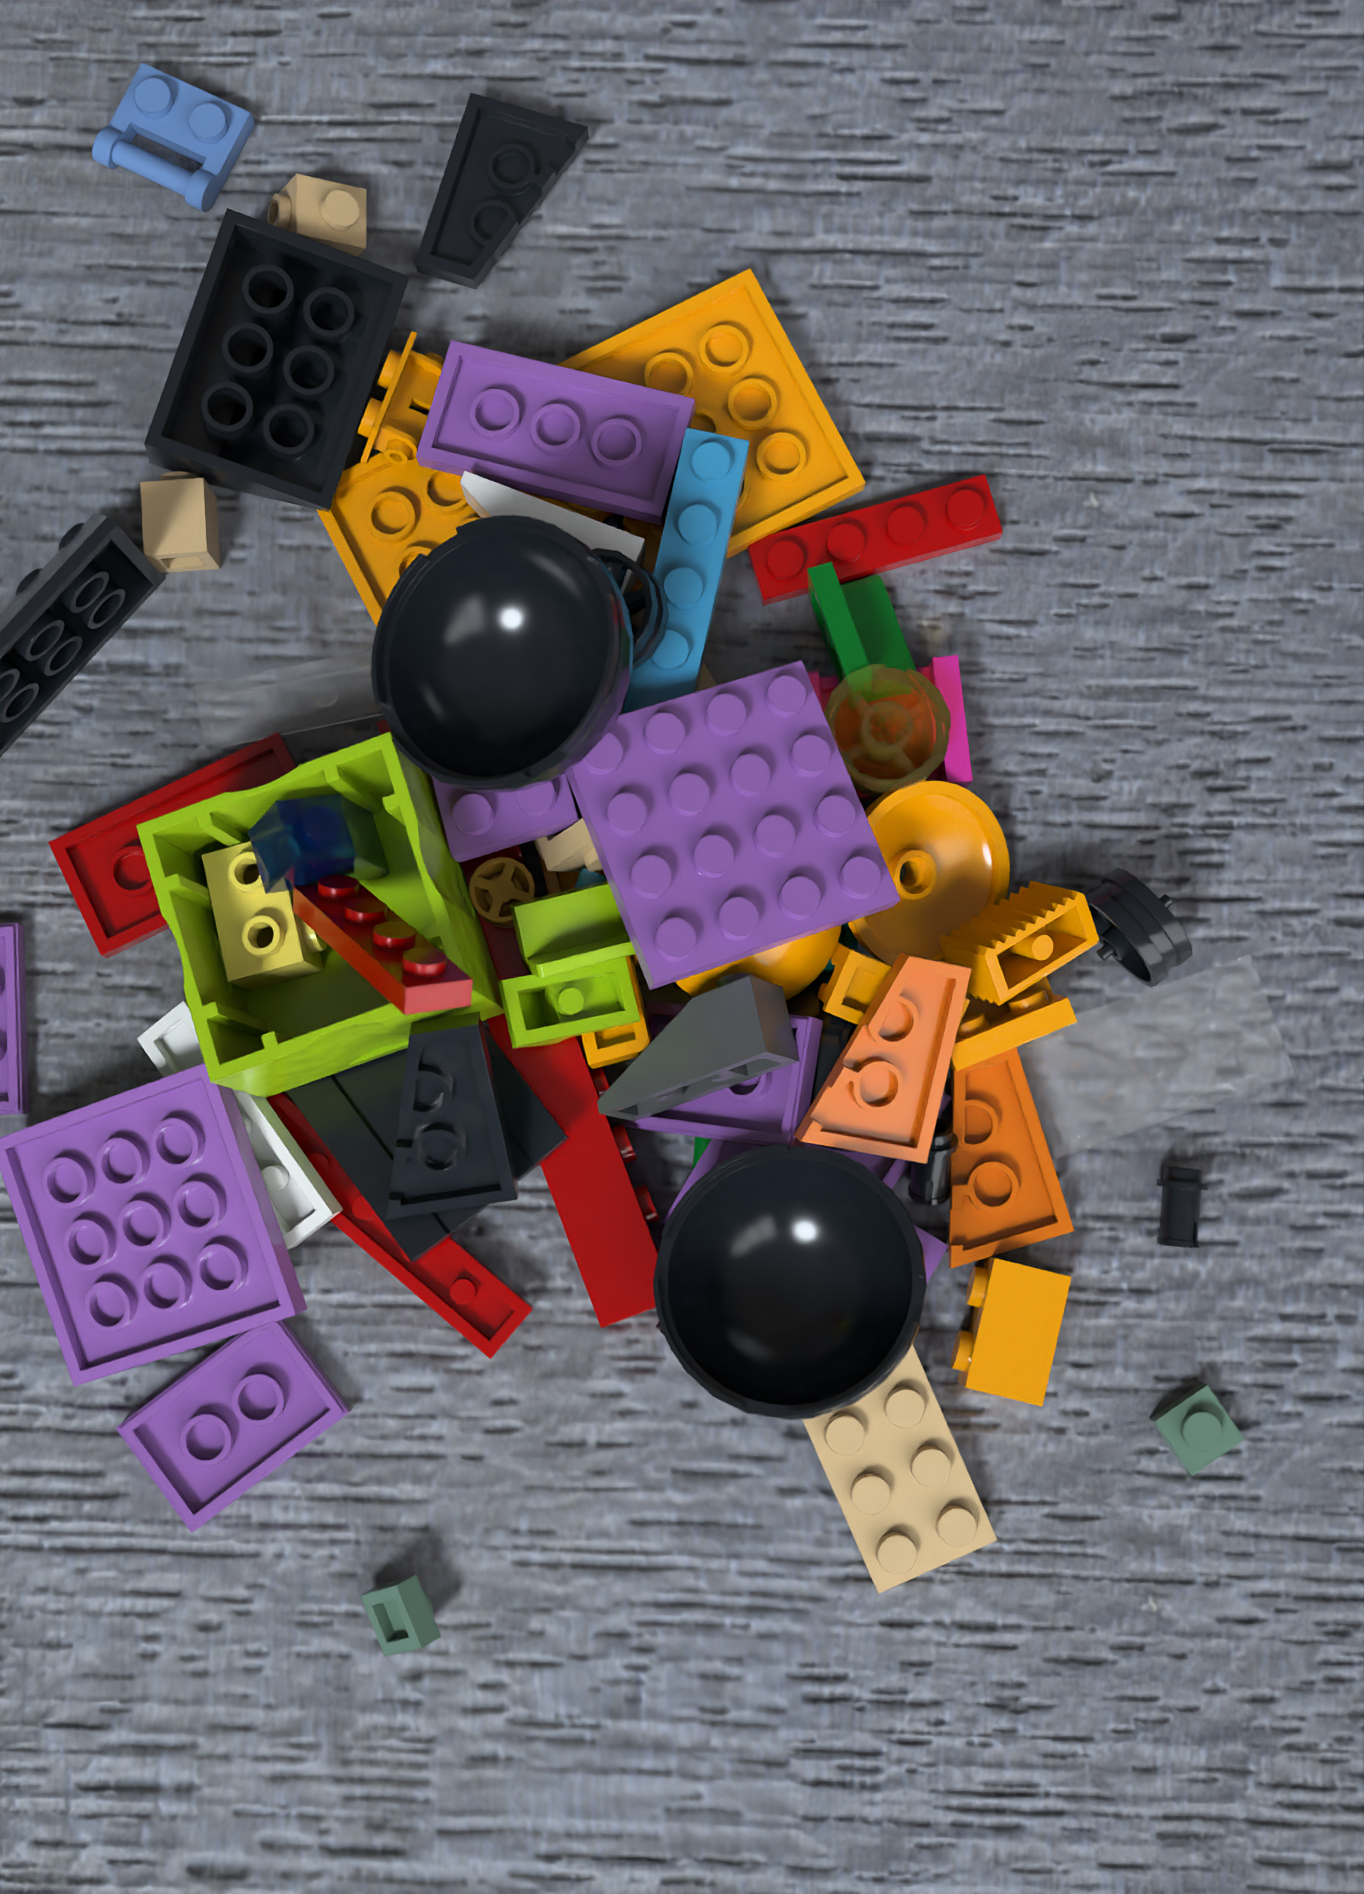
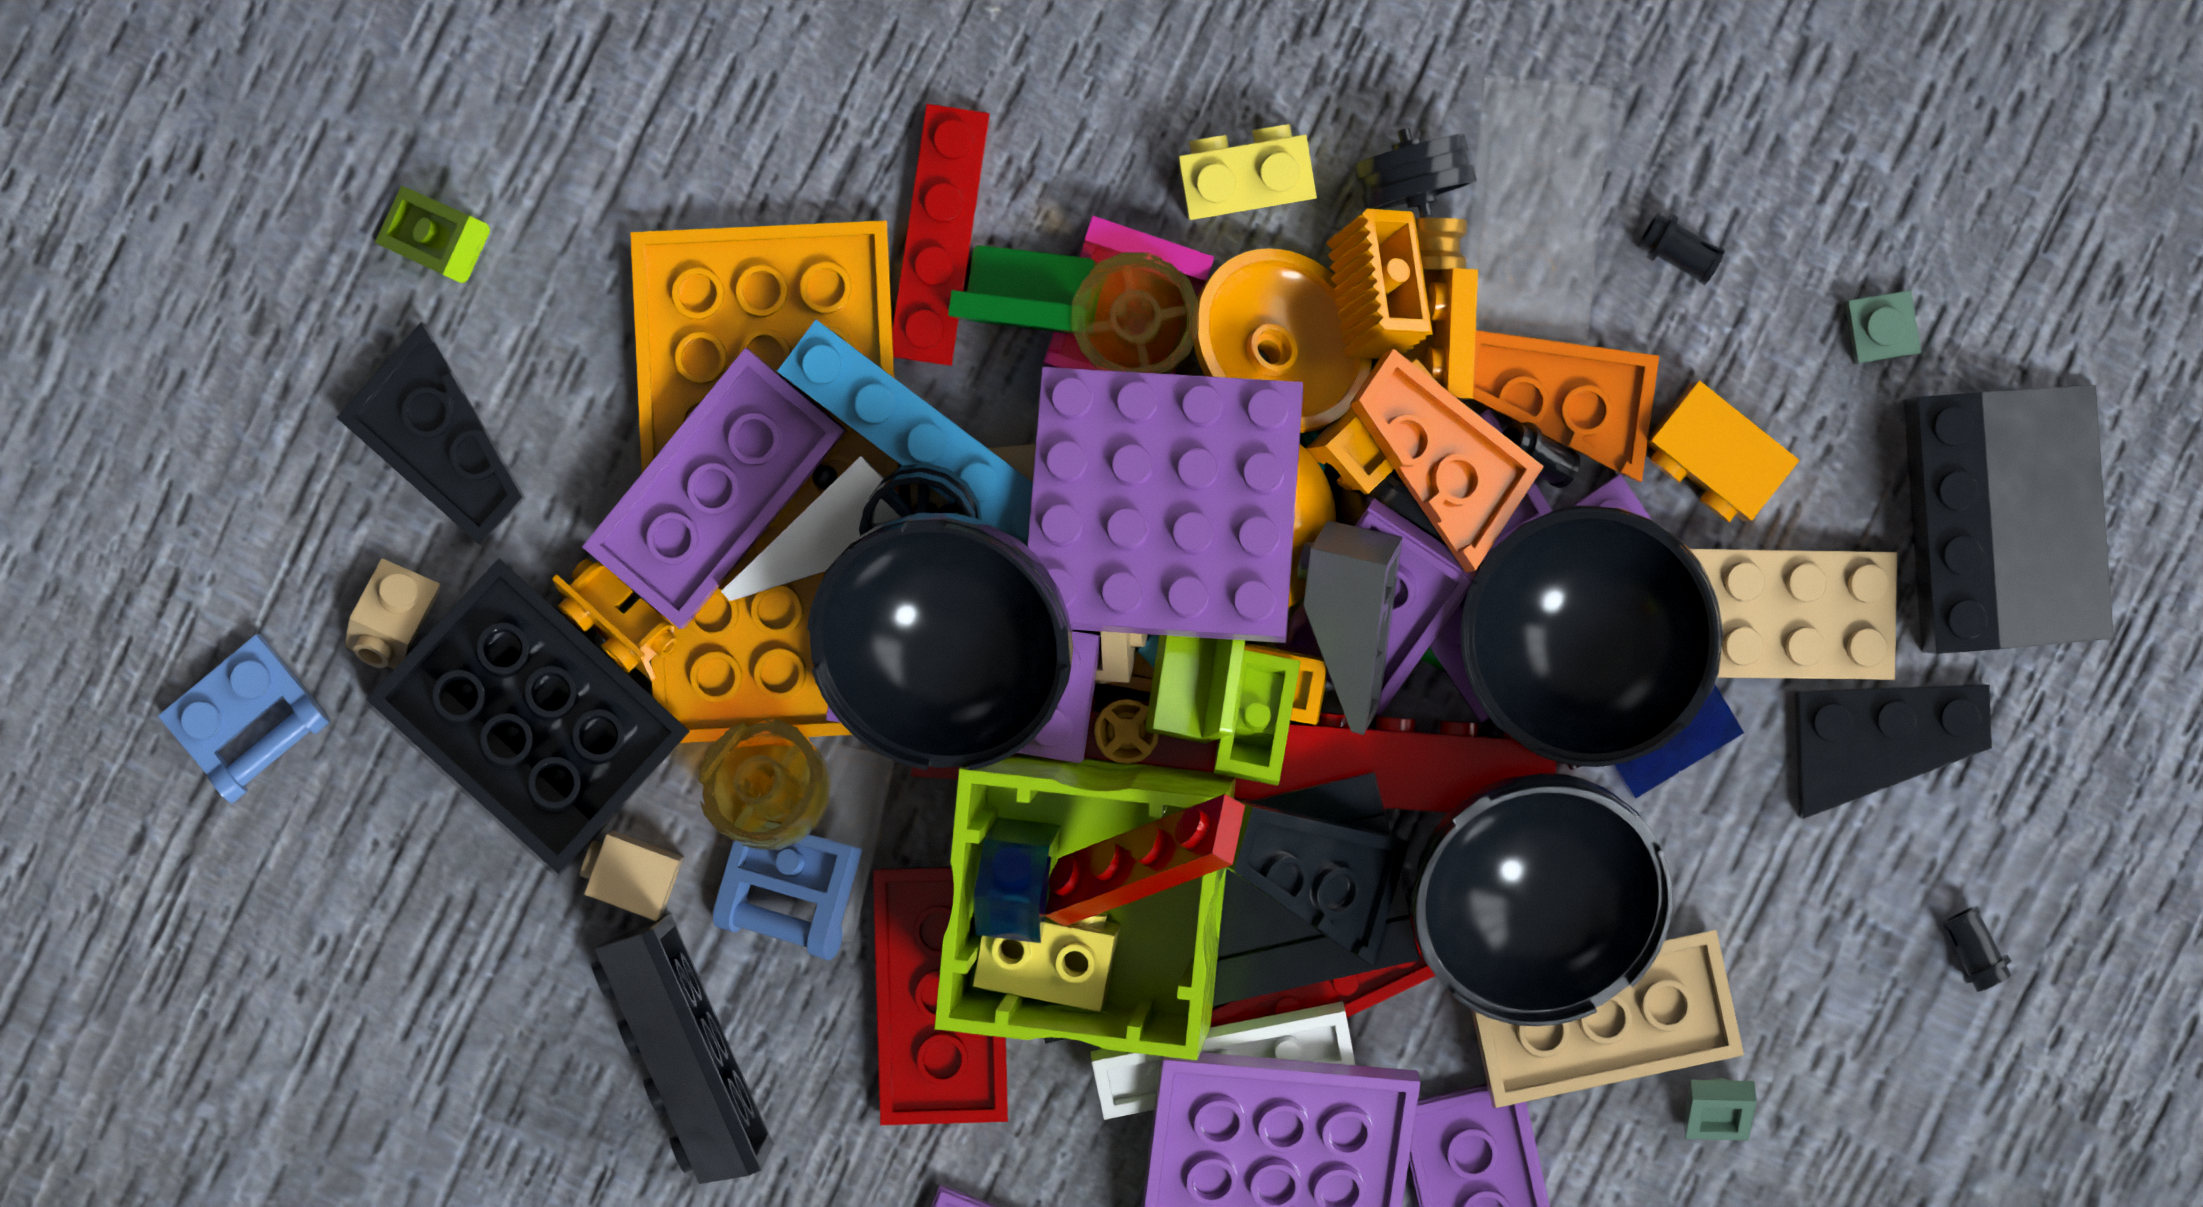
camera: 70 degrees left, 5 degrees up
(249, 661) = (807, 870): none -> medium blue plate
(307, 594) = (765, 785): none -> clear yellow cylinder
(437, 1466) = (1665, 1023): none -> tan plate
(517, 1349) = (1541, 899): none -> black piece
(660, 1793) = (1976, 949): none -> black pin
(668, 114) = (433, 234): none -> lime slope
(746, 1435) = (1709, 731): none -> clear blue plate
(818, 1606) = (1883, 736): none -> black wing
(1058, 778) = (1246, 176): none -> light yellow brick
(1078, 1631) = (2008, 519): none -> black slope
(1082, 980) = (1441, 243): none -> pearl gold wheel

